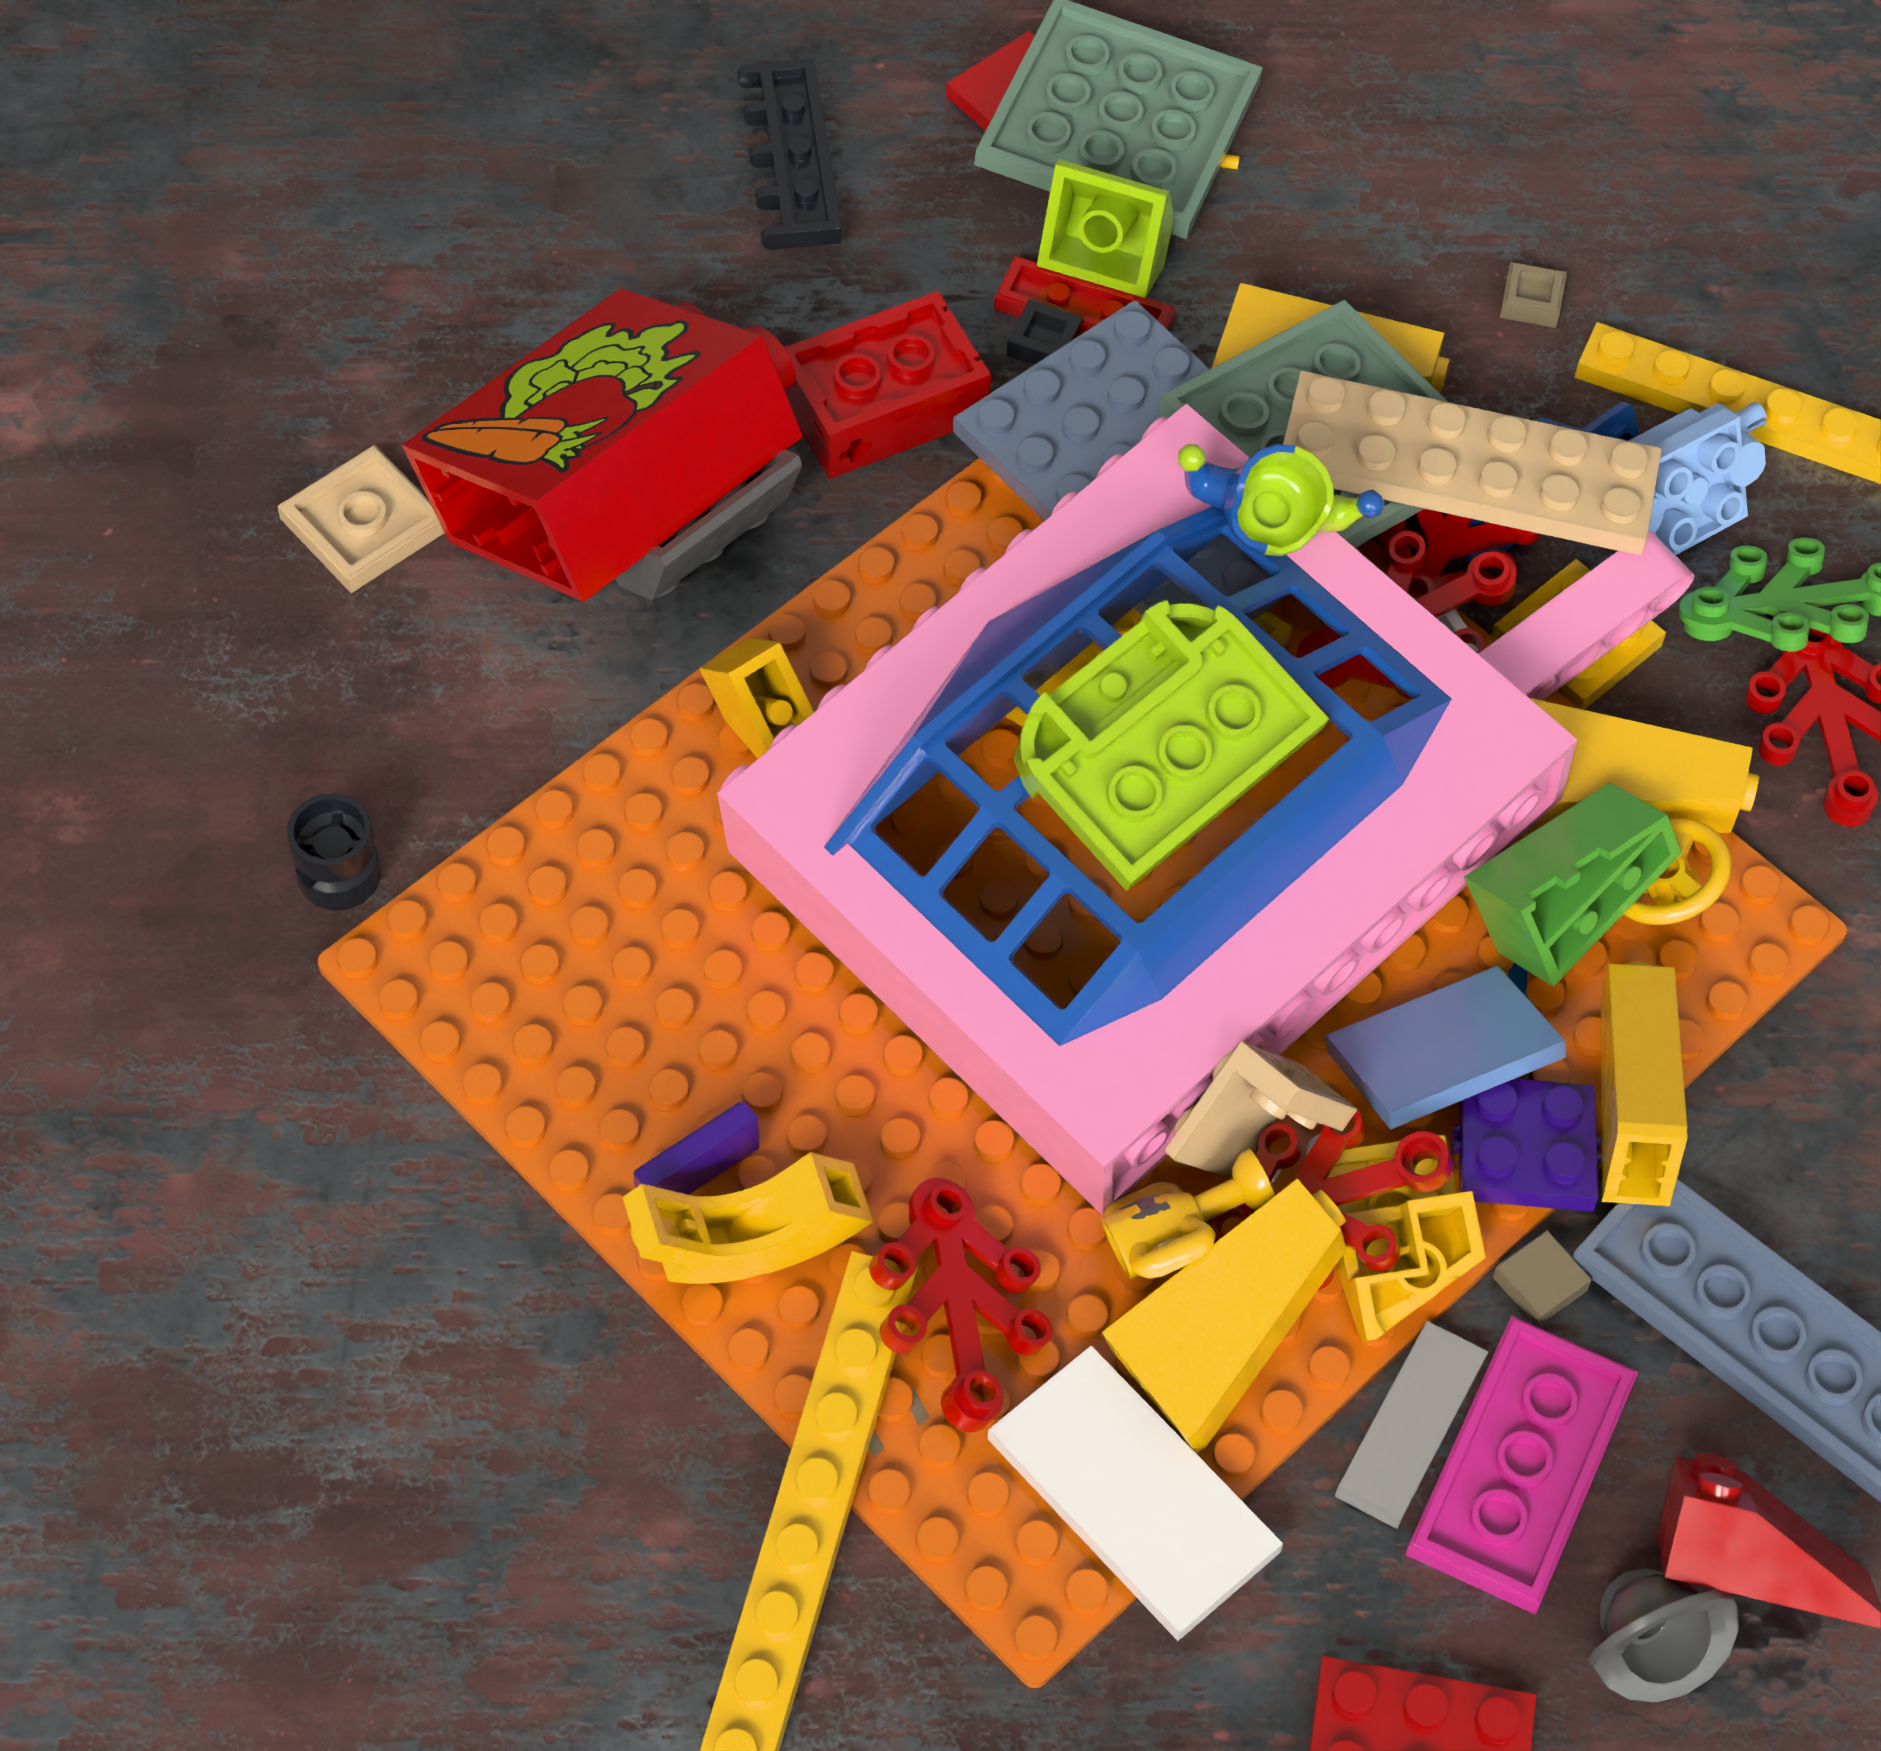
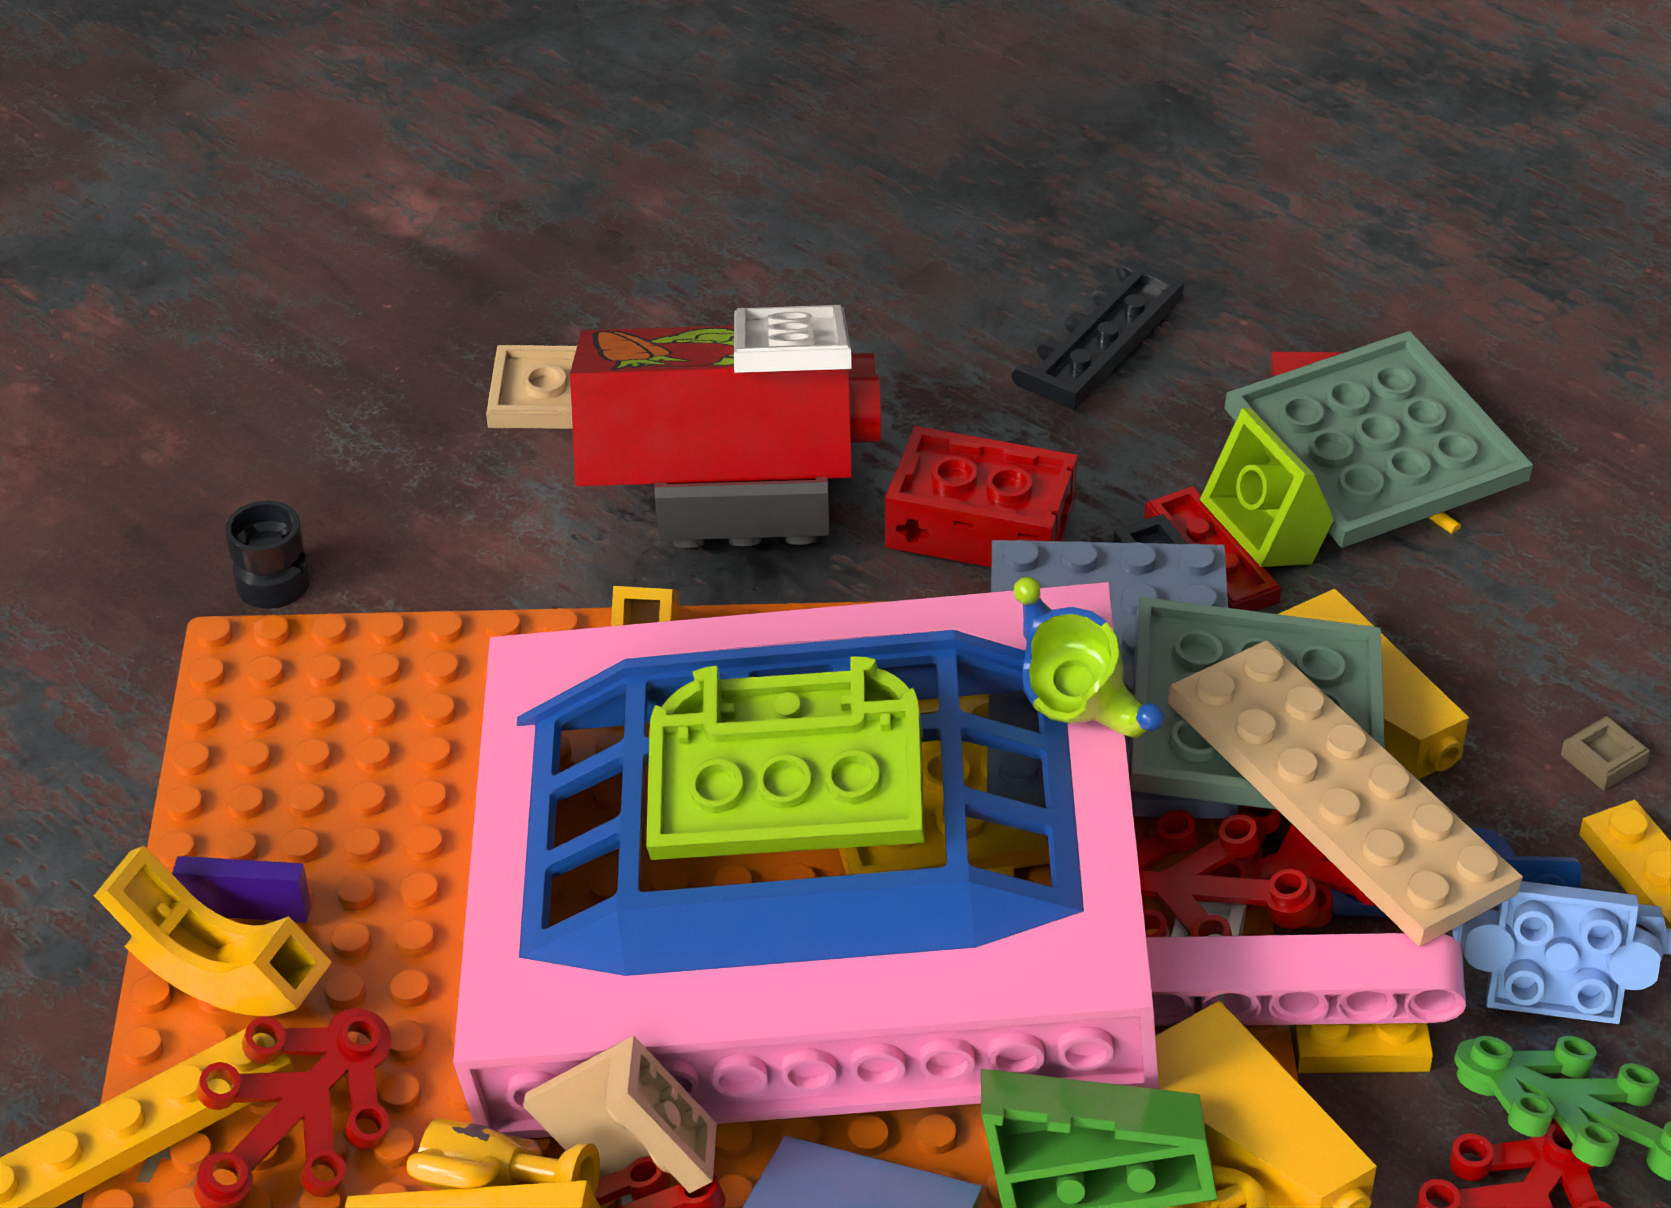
camera: 45 degrees right, 15 degrees down
(657, 339) = (791, 339): none -> white tile

